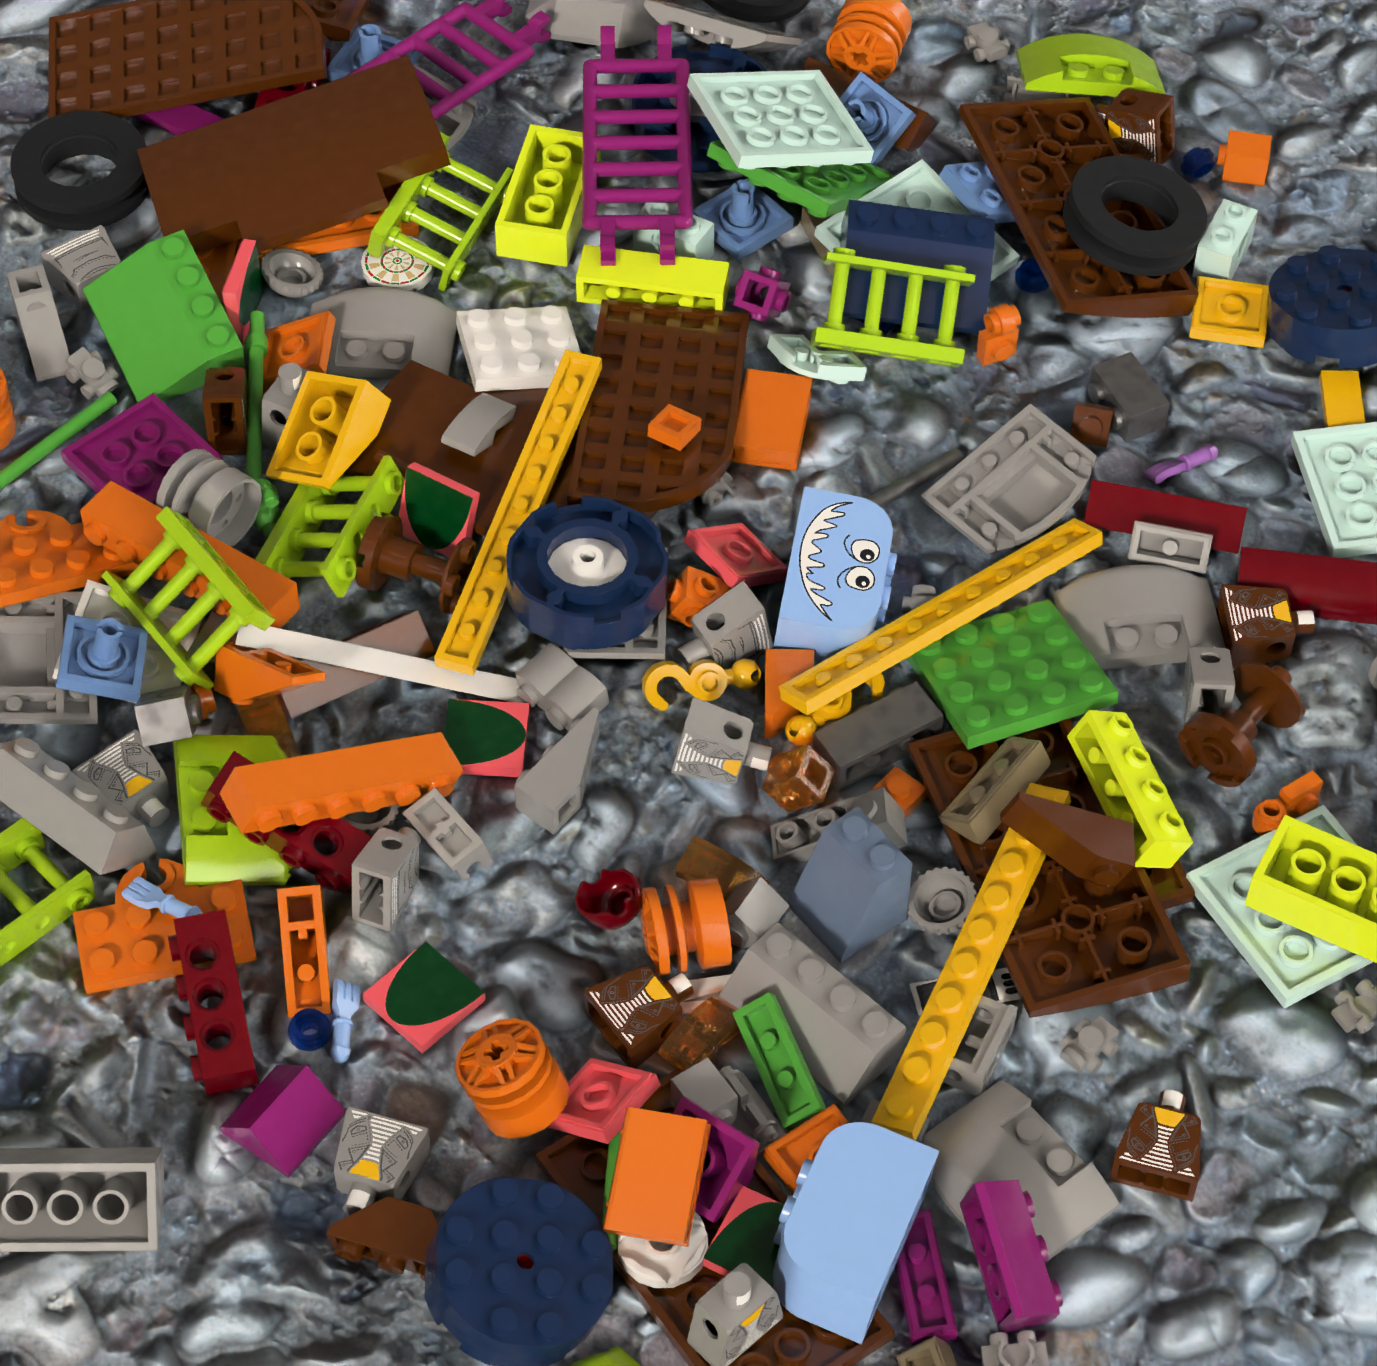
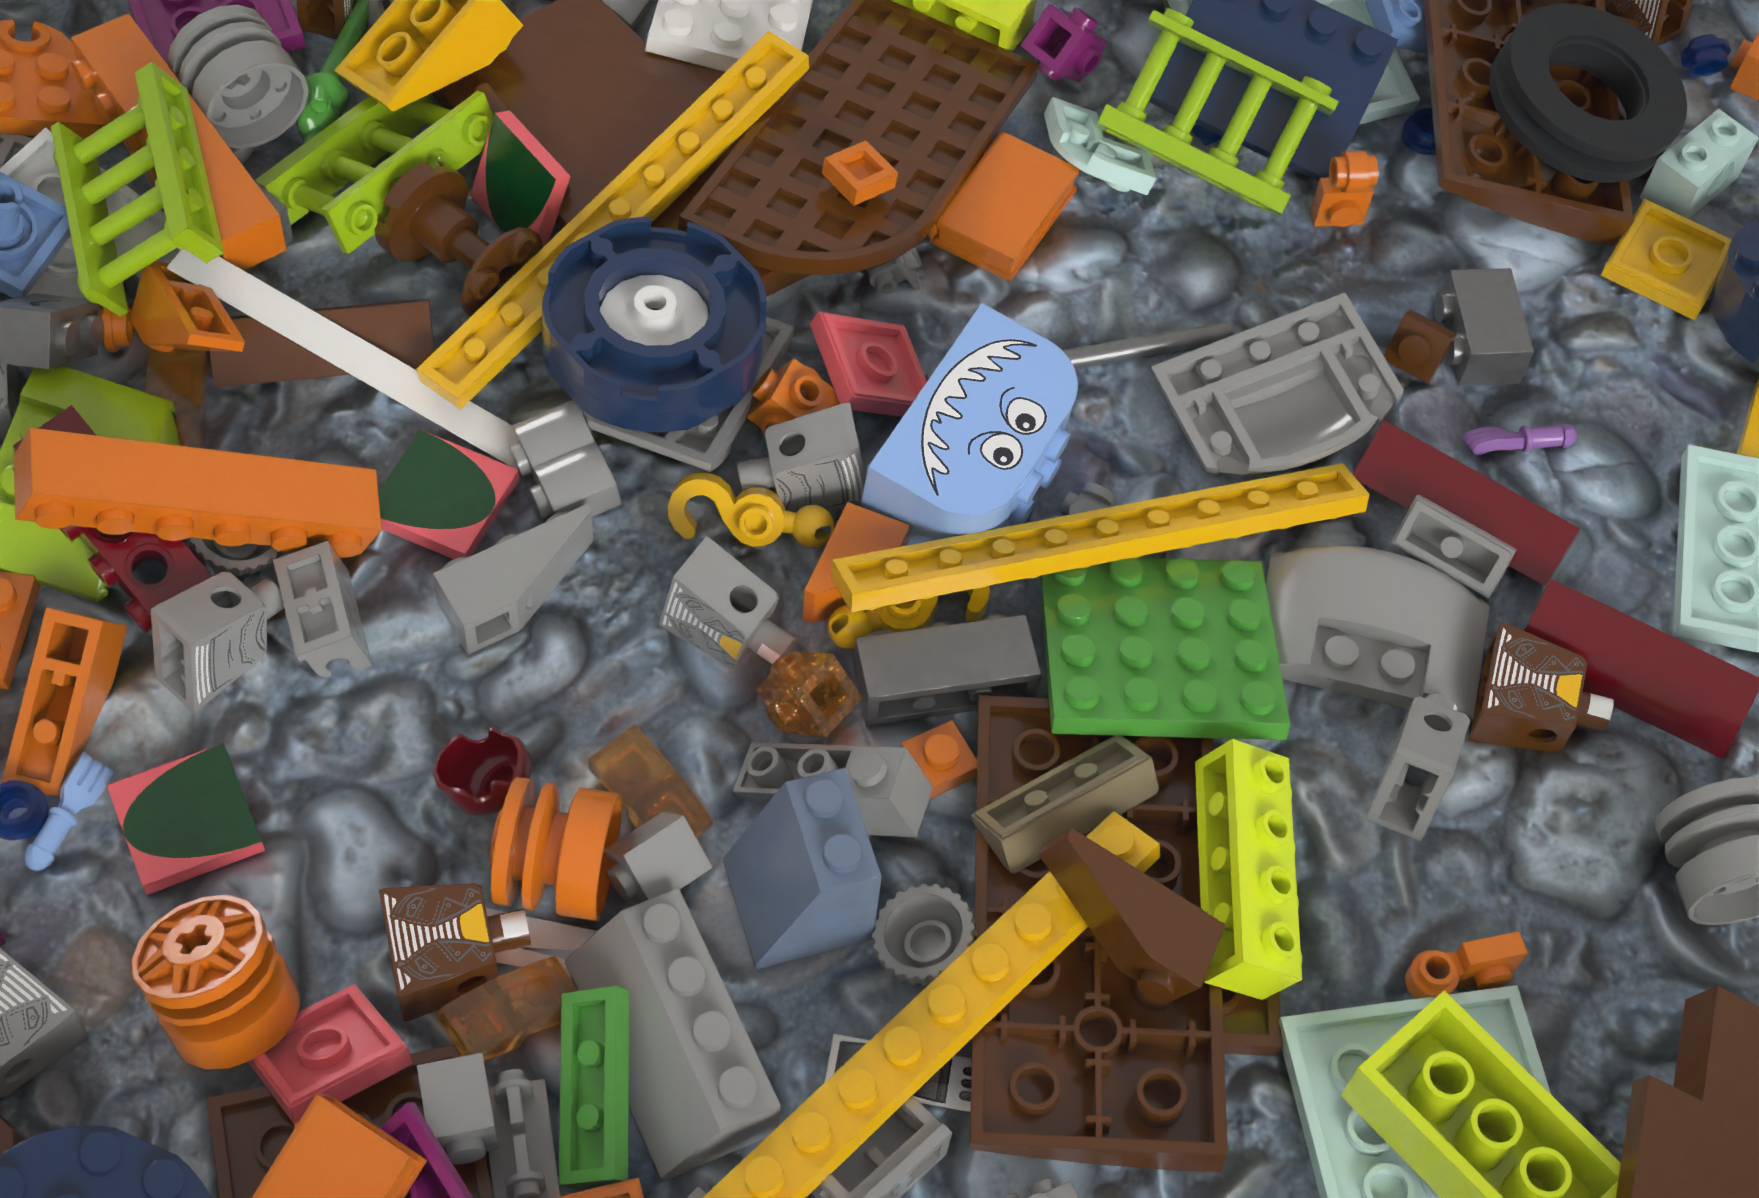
camera: 15 degrees right, 5 degrees up
(476, 424) = (616, 91): light grey slope -> none
(1225, 740) = (1414, 845): reddish brown piece -> none

